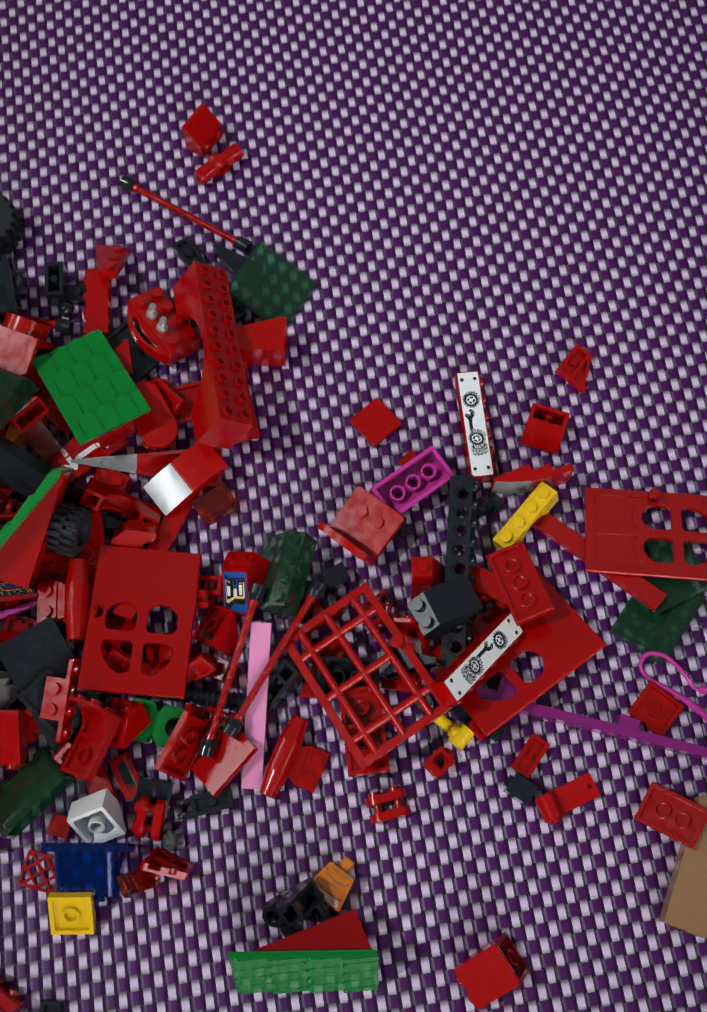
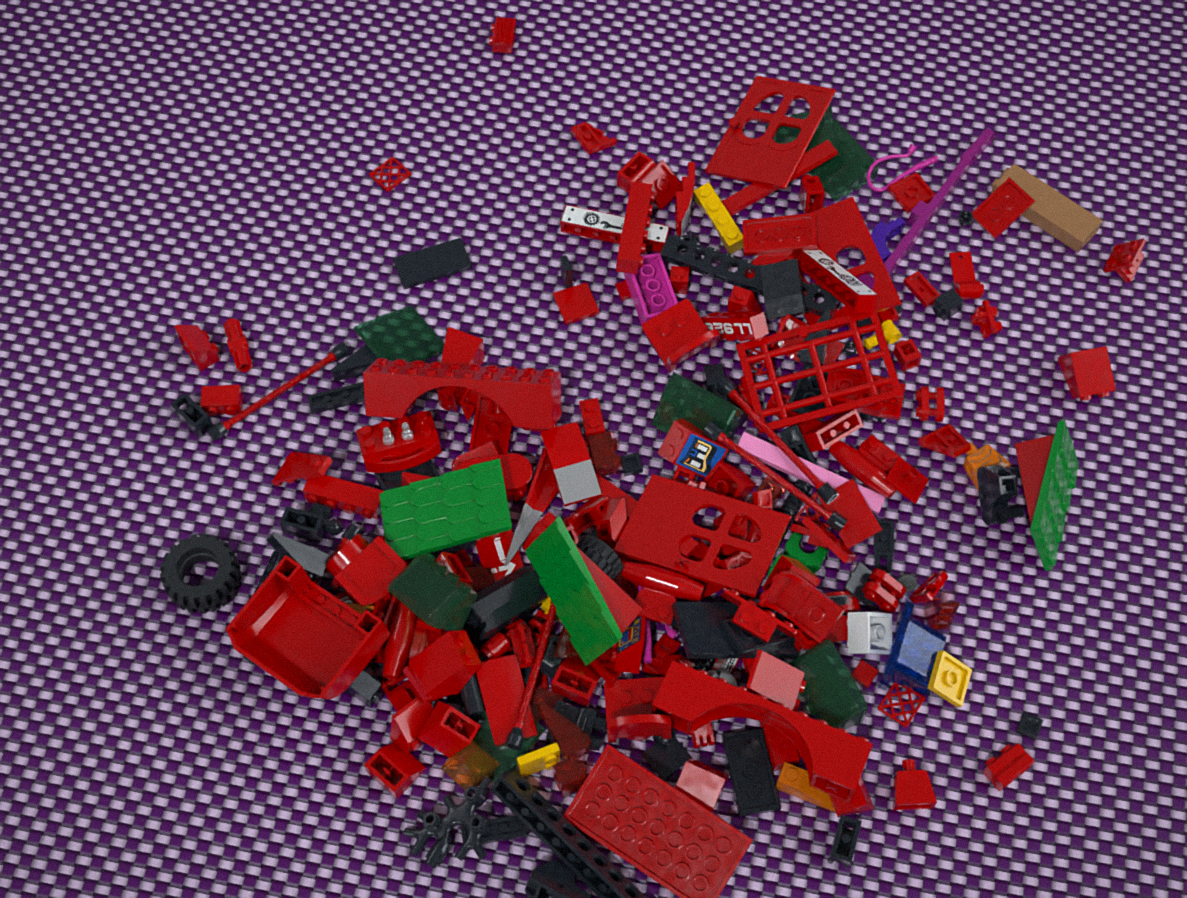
camera: 70 degrees left, 10 degrees down
(131, 157) = (193, 416): none -> black brick
(159, 174) = (222, 399): none -> red brick
(216, 534) = (631, 464): none -> black tile
(246, 481) = (591, 417): none -> red brick
(285, 805) = (906, 480): none -> red piece
(308, 711) = (832, 430): none -> red brick
(346, 834) = (945, 441): none -> red wing
(369, 283) = (432, 263): none -> black tile
(389, 574) = (737, 325): none -> red brick
(397, 399) = (566, 272): none -> black tile
(437, 506) = (679, 279): none -> red brick
(457, 200) = (384, 166): none -> red window
(470, 440) = (634, 228): none -> red brick
(518, 835) = (979, 318): none -> red hips
(544, 448) = (664, 183): none -> red tile
(573, 690) = (883, 233): none -> dark purple arch
(598, 602) = (811, 188): none -> red torso
(649, 777) = (967, 216): none -> black hinge
(662, 242) = (503, 35): none -> red brick
(667, 979) = (1126, 259): none -> red bracket

